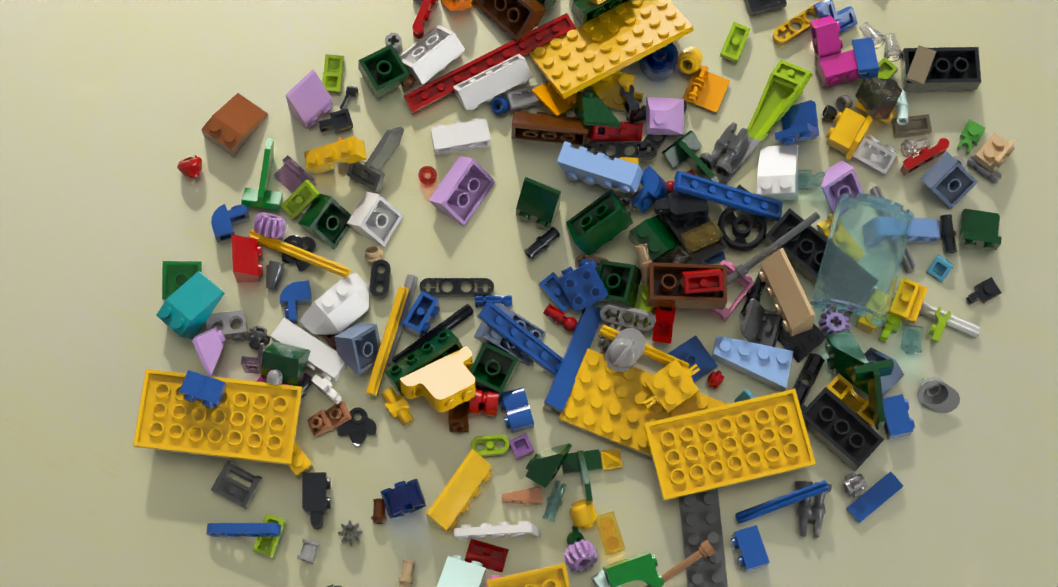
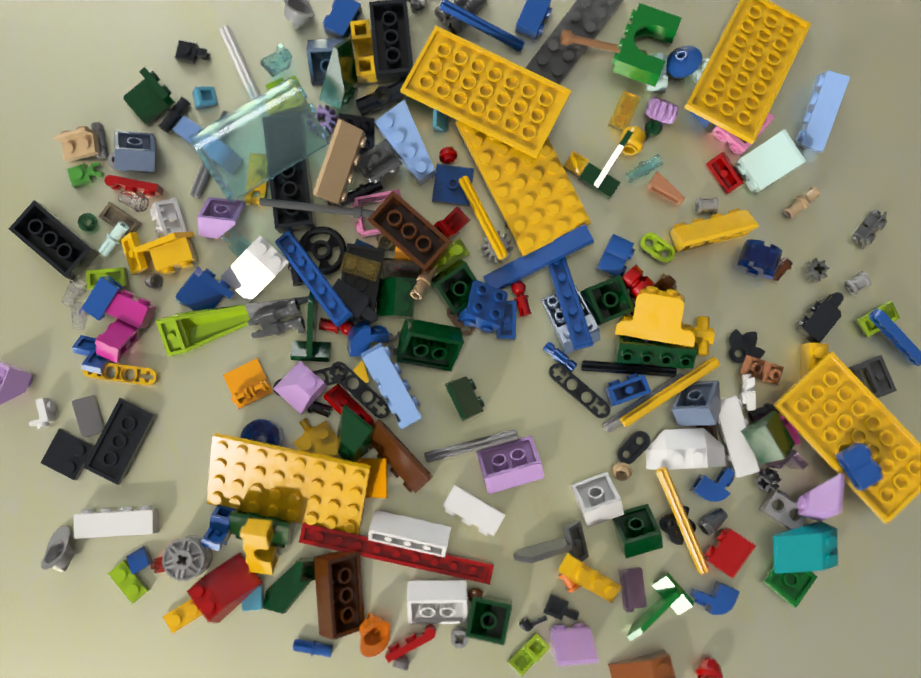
camera: 135 degrees left, 10 degrees up
(269, 225) = (687, 564): lavender gear -> none
(274, 377) = (791, 429): light grey hinge -> none
(300, 199) = (644, 565): lime plate -> none
(424, 170) = (527, 507): clear red plate -> none
(479, 512) = (707, 205): none -> light grey bush
(495, 105) = (424, 510): blue plate -> none
(502, 181) = (471, 445): none -> light grey axle
(521, 446) = (634, 227): medium lavender plate -> none
(522, 98) = (397, 501): light grey plate -> none
(524, 527) = (699, 170): white wing -> none
(542, 243) = (484, 369): black pin -> none
(546, 465) = (631, 192): dark green slope -> none
(625, 350) = (499, 226): light grey piece -> none
(630, 104) = (319, 418): black plate -> none
(633, 311) = (465, 251): light grey beam -> none
(671, 386) = (489, 170): yellow plate -> none
(690, 60) = (238, 416): yellow head -> none
(702, 281) = (397, 221): red slope -> none
(735, 42) = (189, 402): lime plate -> none
(829, 113) = (172, 282): black hinge -> none
(873, 373) = (346, 28): dark green piece -> none
(878, 96) = (123, 255): clear smoke brick -> none
(908, 300) = (251, 86): yellow plate -> none
(920, 65) = (66, 251): dark tan tile -> none
(934, 99) = (84, 218): none -> clear green plate
(937, 330) = (249, 52): lime plate -> none

